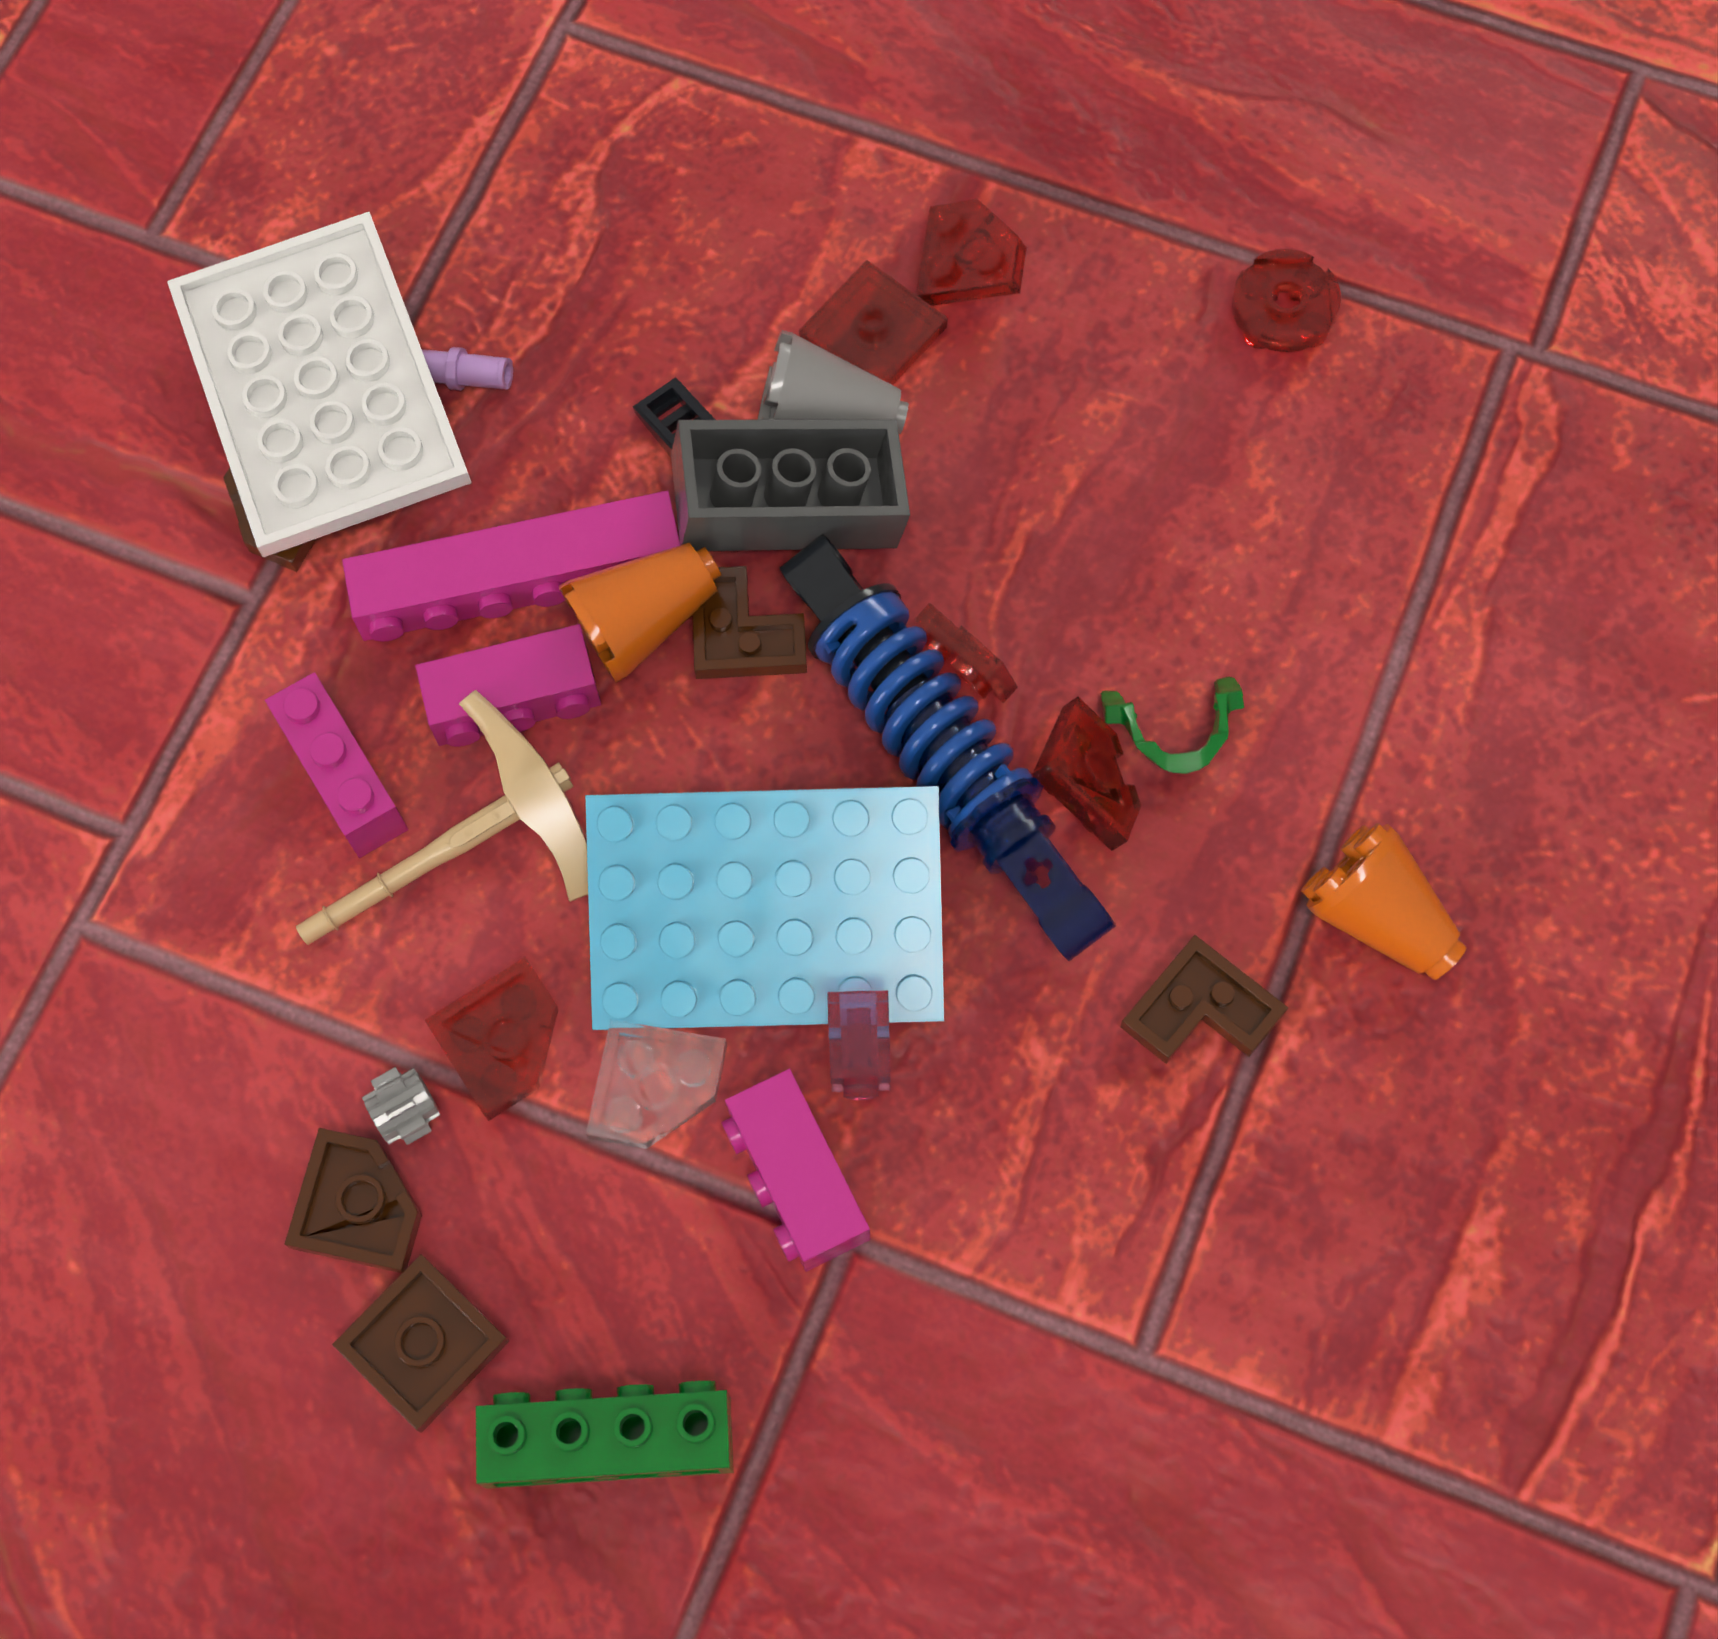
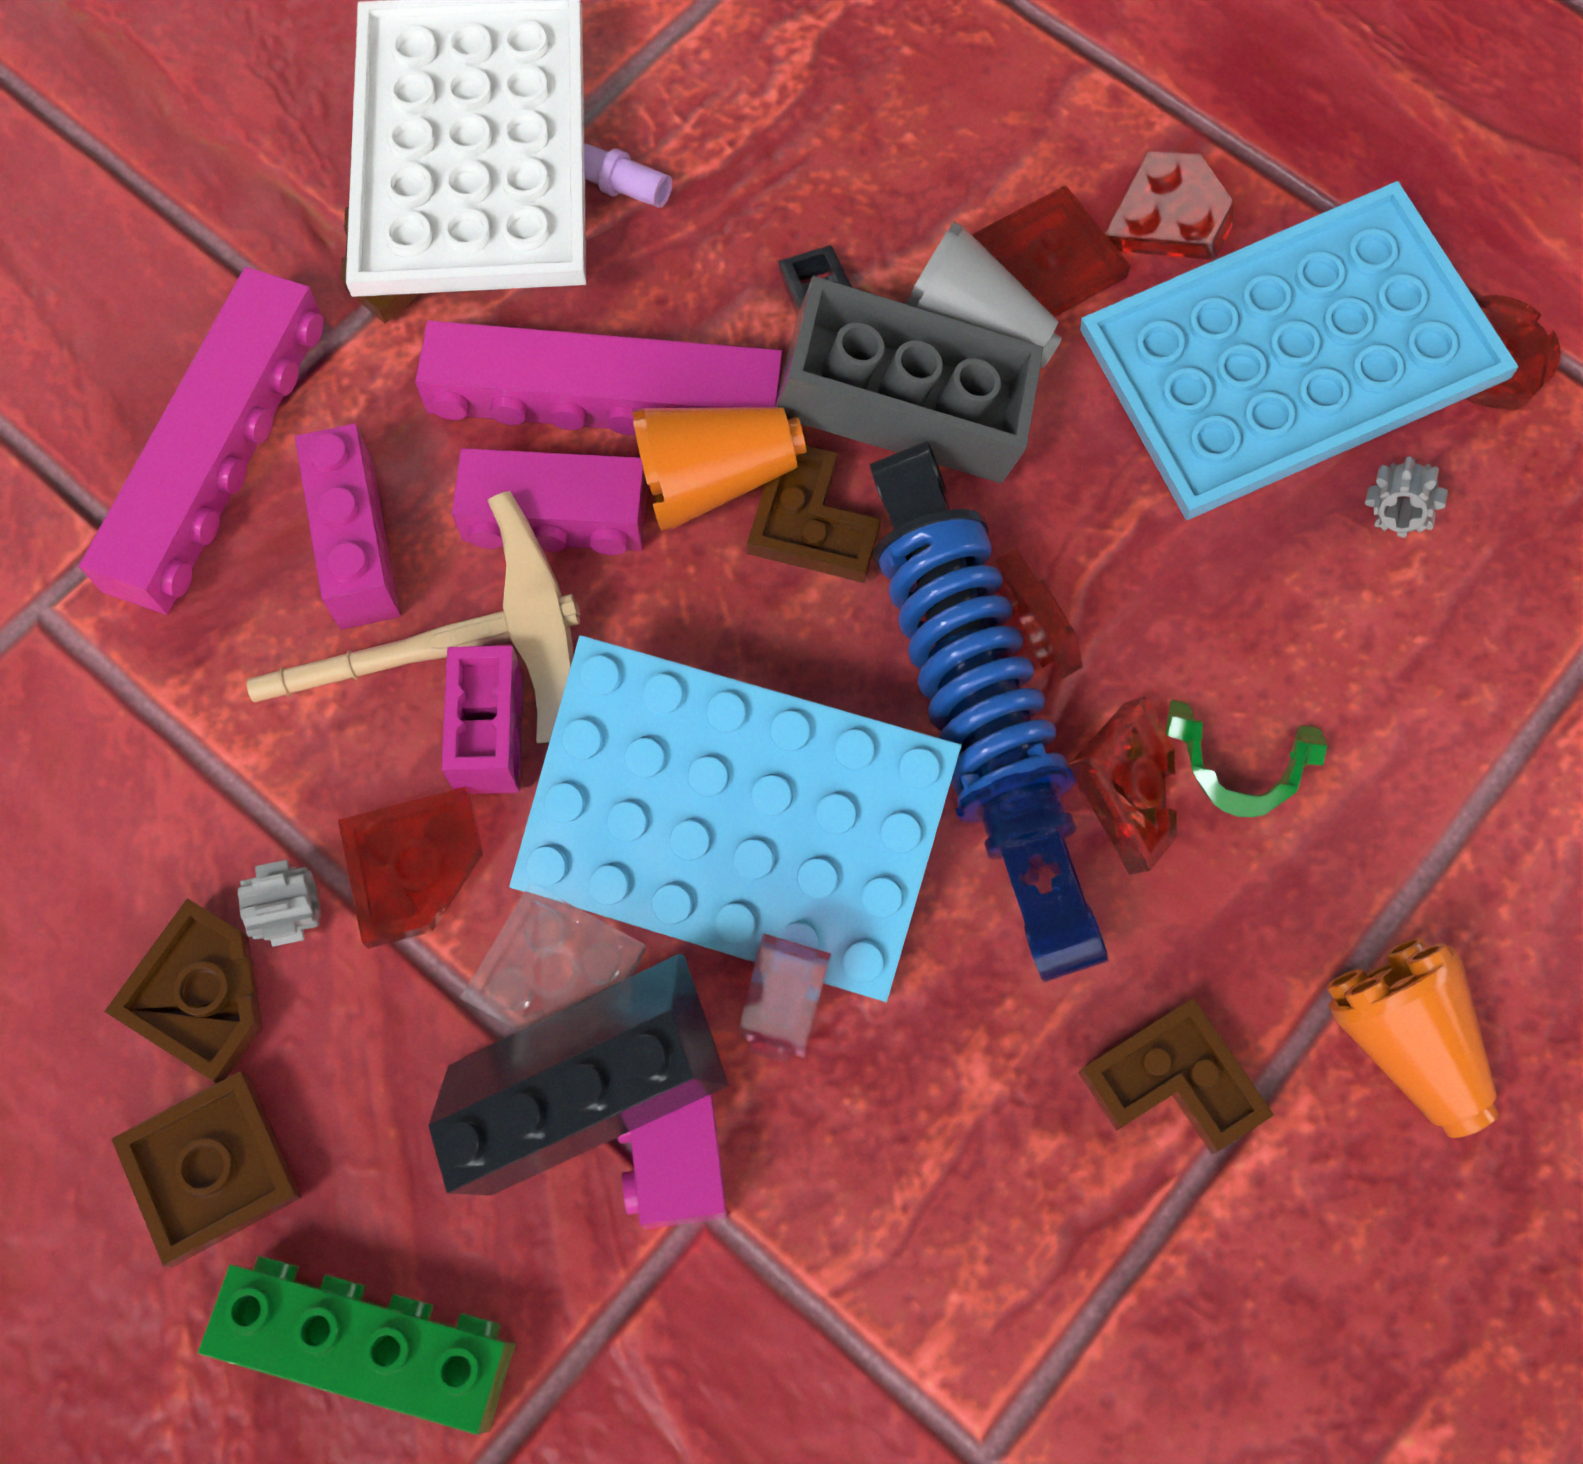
camera: 15 degrees right, 0 degrees up
(178, 728) = (204, 442): none -> dark pink brick
(521, 894) = (483, 719): none -> dark pink brick
(710, 1165) = (575, 1081): none -> black slope
(1111, 352) = (1295, 349): none -> medium azure plate
(1245, 455) = (1402, 513): none -> light grey gear

